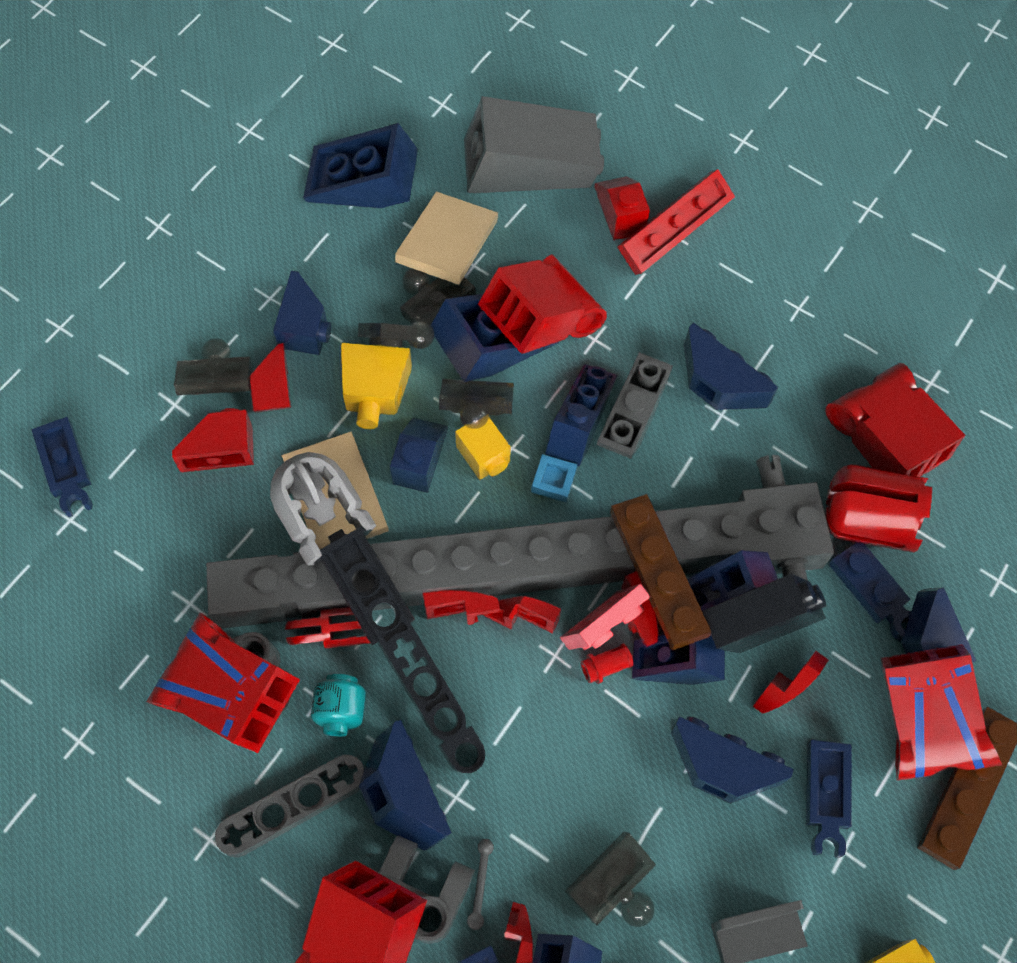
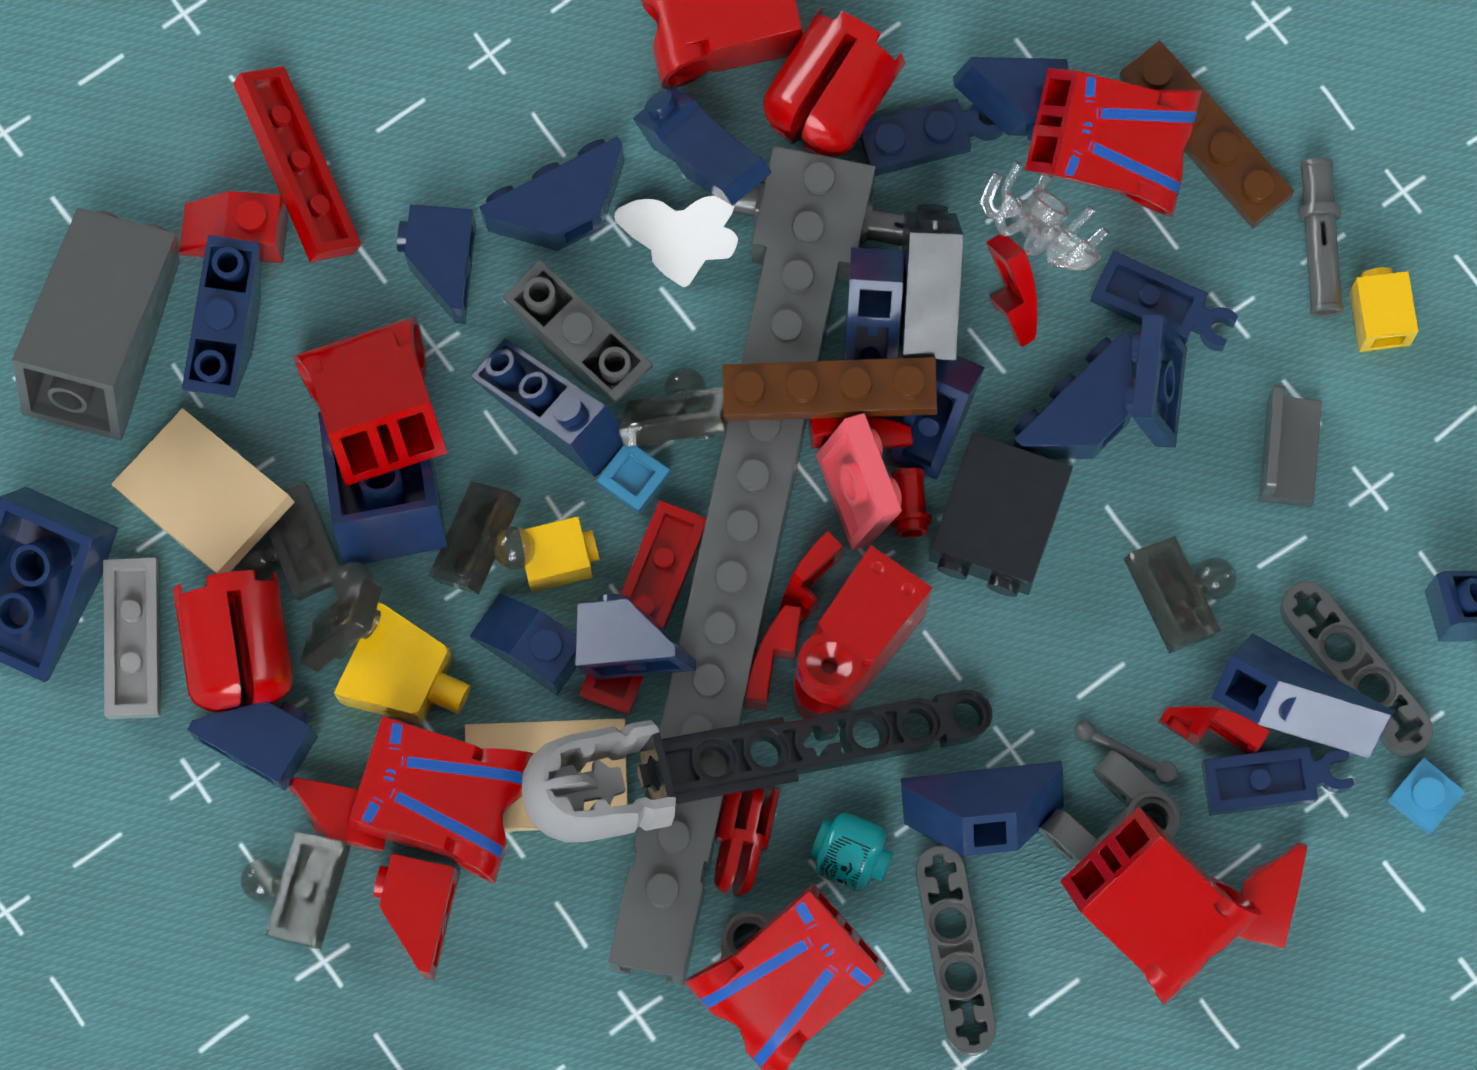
camera: 65 degrees left, 10 degrees up
(288, 415) = (439, 795): none -> red piece
(344, 231) = (131, 638): none -> light grey plate
(356, 278) = (210, 645): none -> red cylinder
(433, 499) = (625, 641): none -> slope
(463, 512) = (655, 588): none -> red plate
(490, 651) = (858, 635): none -> red piece
(561, 210) = (224, 317): none -> dark blue slope
(602, 482) = (682, 413): none -> clear smoke plate
(621, 729) = (999, 515): none -> black brick
(654, 318) = (440, 253): none -> dark blue slope
(730, 453) = (680, 238): none -> white sticker
(767, 807) = (1158, 385): none -> dark blue plate
(795, 437) = (700, 146): none -> dark blue slope
(849, 682) = (1043, 220): none -> clear animal
(949, 896) = (1321, 236): none -> dark grey pin

